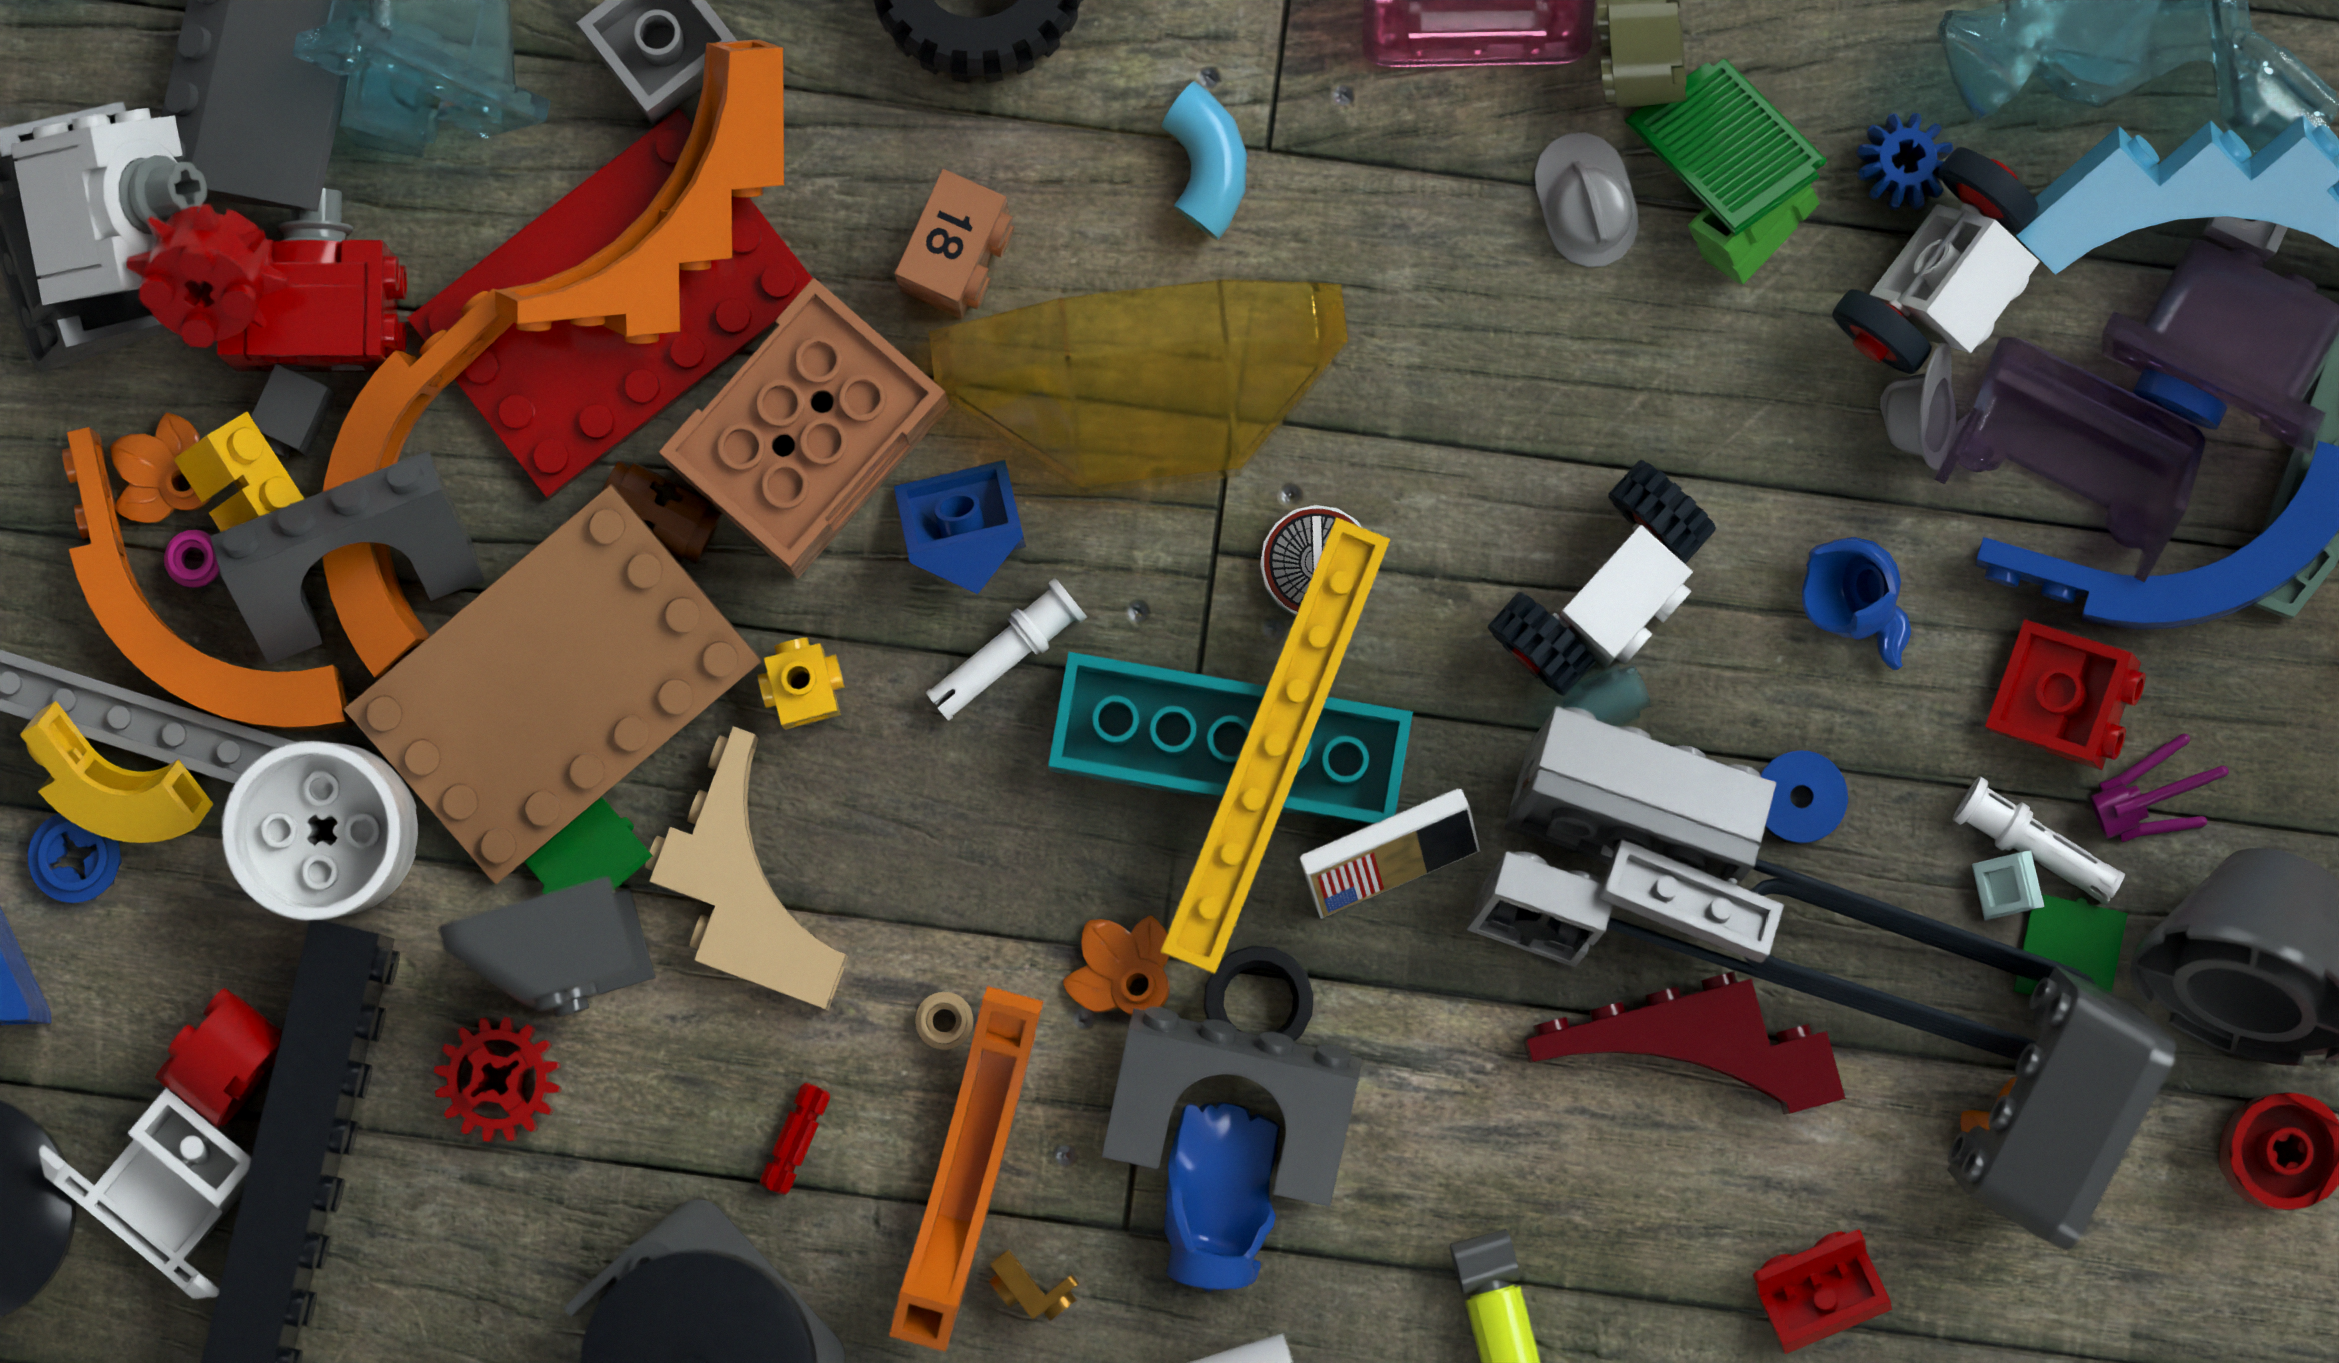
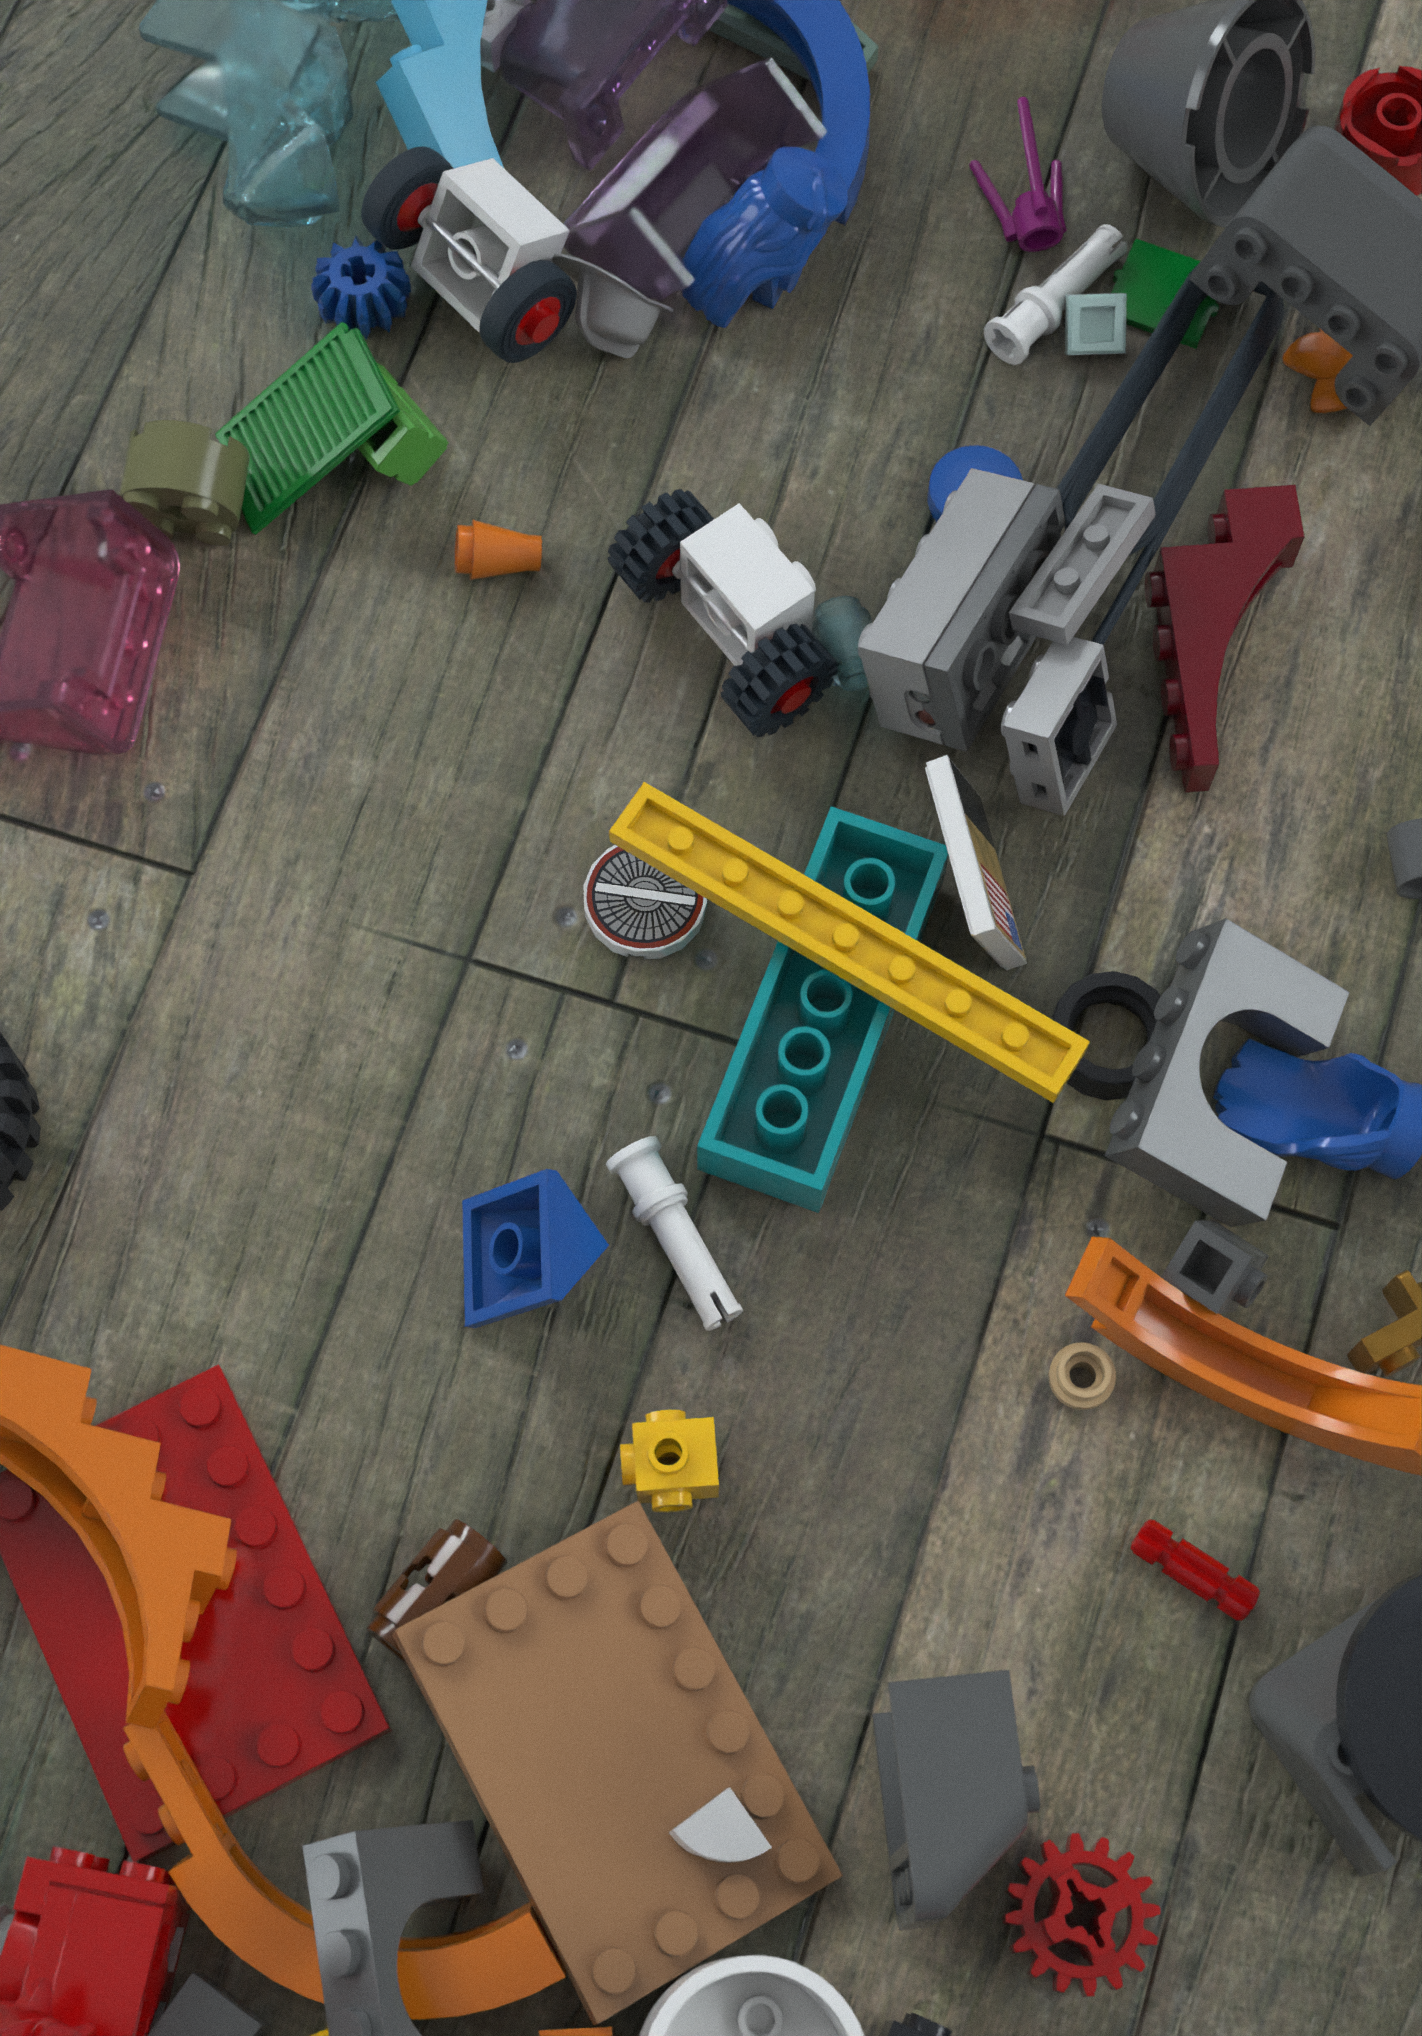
camera: 80 degrees left, 15 degrees down
(506, 778) = (721, 1831): none -> white tile
(589, 849) = (833, 1752): green piece -> none
(718, 865) = (865, 1595): tan arch -> none
(839, 456) = (384, 1479): nougat container -> none
(954, 245) = (210, 1194): nougat brick -> none
(1052, 1120) = (1217, 1268): none -> dark grey brick
(1115, 961) = (1044, 1180): orange plate -> none
(1145, 377) = (404, 1035): clear yellow panel -> none
(1215, 158) = (188, 916): medium azure cylinder -> none
(1586, 199) = (324, 580): light grey piece -> none
(1641, 351) = (495, 551): none -> orange cone
(1854, 594) = (783, 395): blue hair -> none
(2026, 540) = (763, 231): none -> blue hair
(2066, 695) = (917, 240): red plate -> none
(2180, 398) = (650, 92): blue piece -> none

